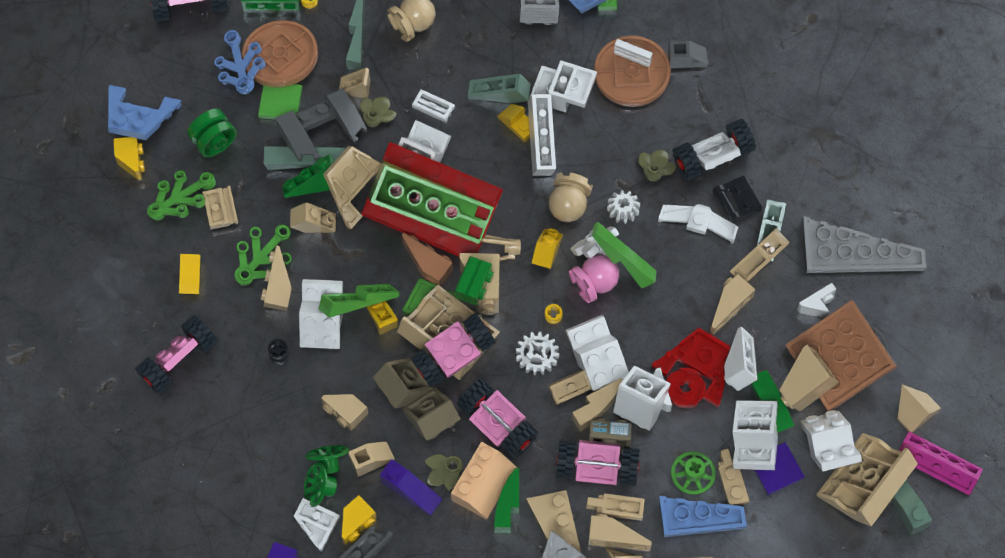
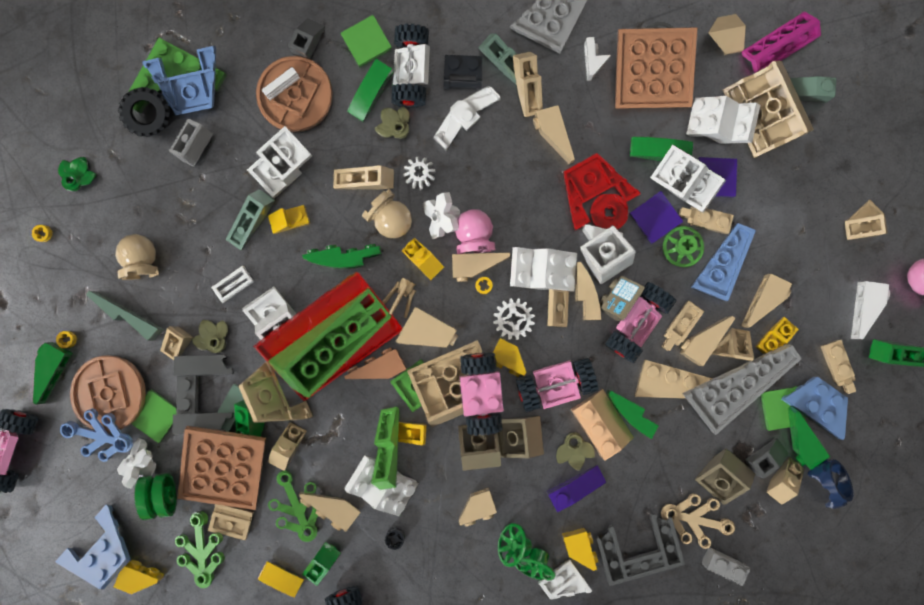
camera: 60 degrees left, 20 degrees up
(221, 300) = (321, 563): none -> green slope
(232, 105) = (136, 464): none -> white plant
(265, 172) = (221, 467): none -> nougat plate
(370, 457) = (533, 508): tan slope -> none
(473, 281) = (431, 344): green brick -> none
(500, 365) = (509, 356): none -> yellow slope
(507, 178) = (335, 258): none -> green slope
(541, 135) = (316, 206): white brick -> none
(567, 294) = (471, 265): none -> tan slope
(591, 164) = (364, 178): none -> tan slope
(618, 251) = (469, 200): bright green slope -> none
(673, 129) = (370, 90): none -> green slope
(705, 433) = (656, 217): none -> dark purple tile
(716, 105) = (366, 40): none -> bright green tile
(741, 363) = (616, 154): white slope -> none
(807, 380) = (667, 108): tan slope -> none

